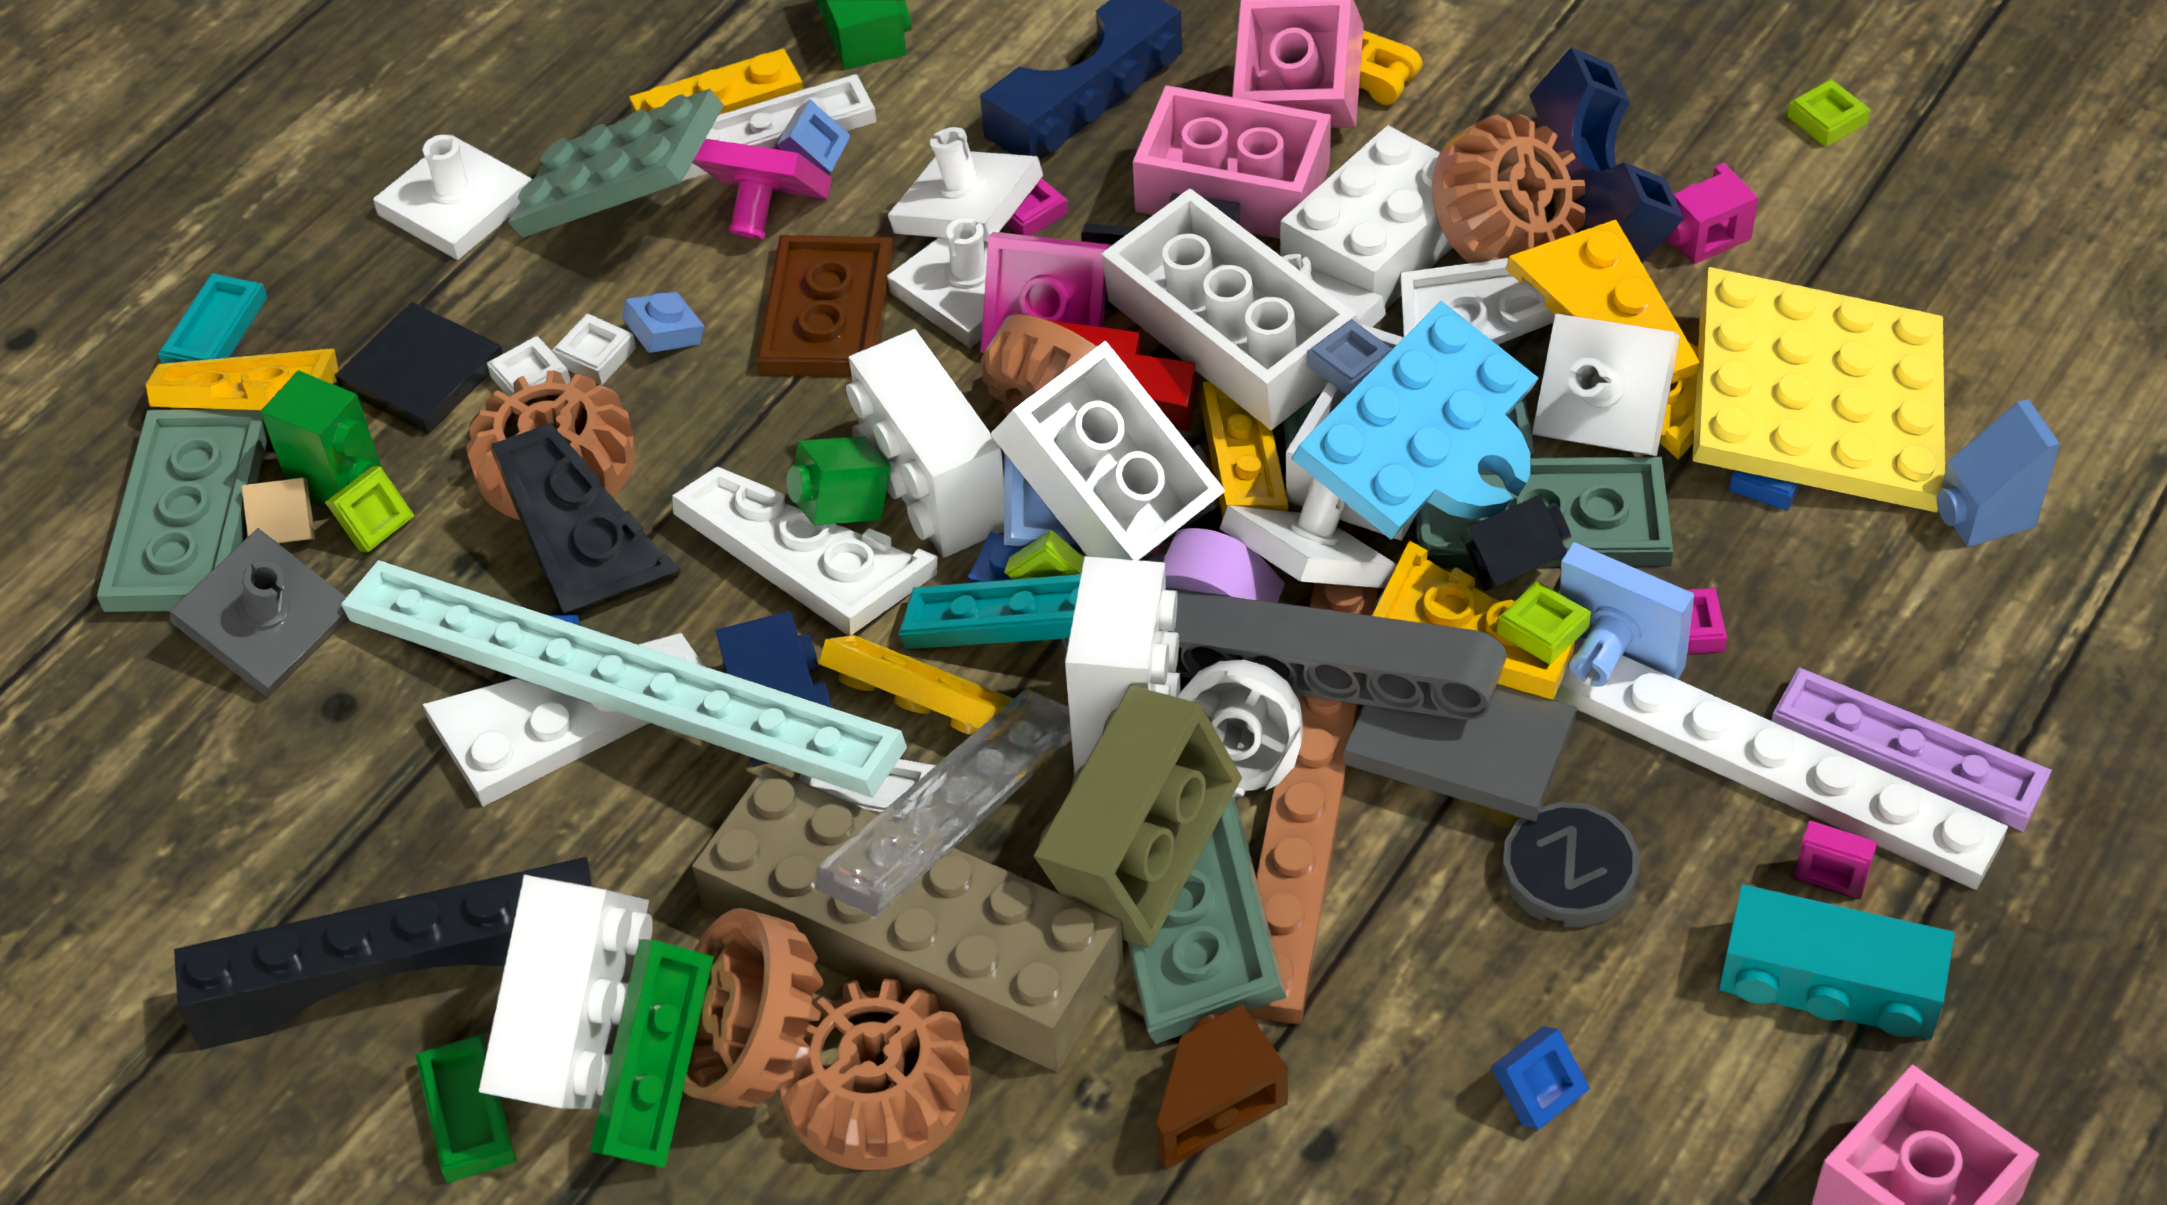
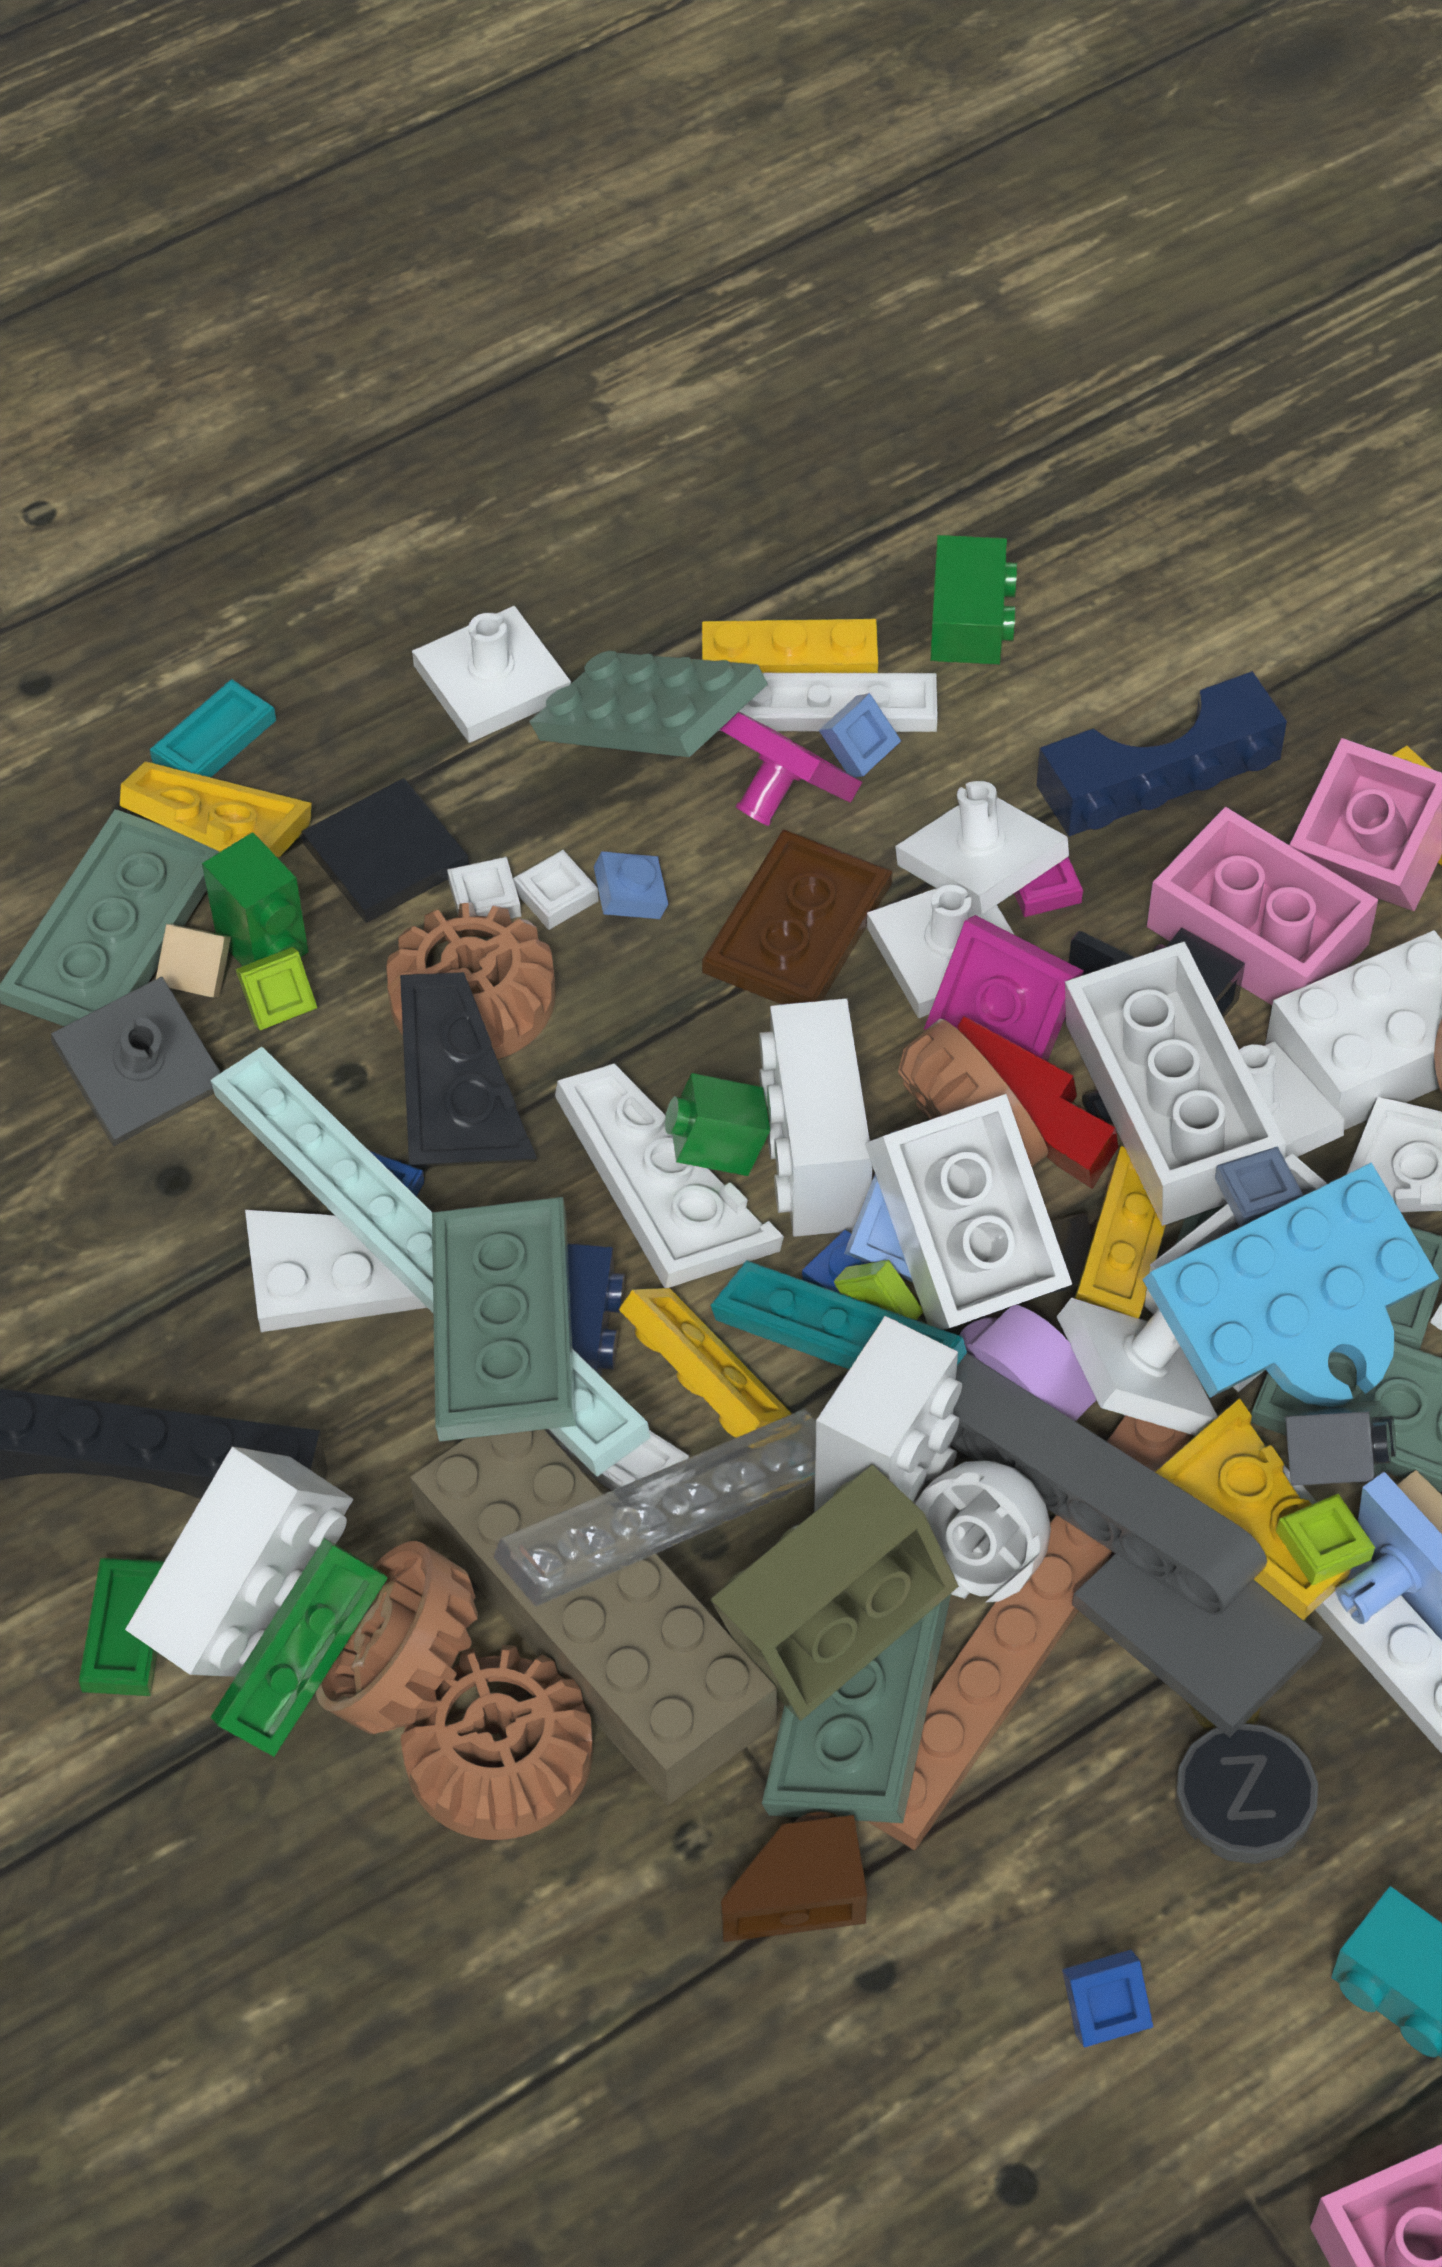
camera: 20 degrees right, 5 degrees up
(723, 696) = (502, 1320): none -> sand green tile

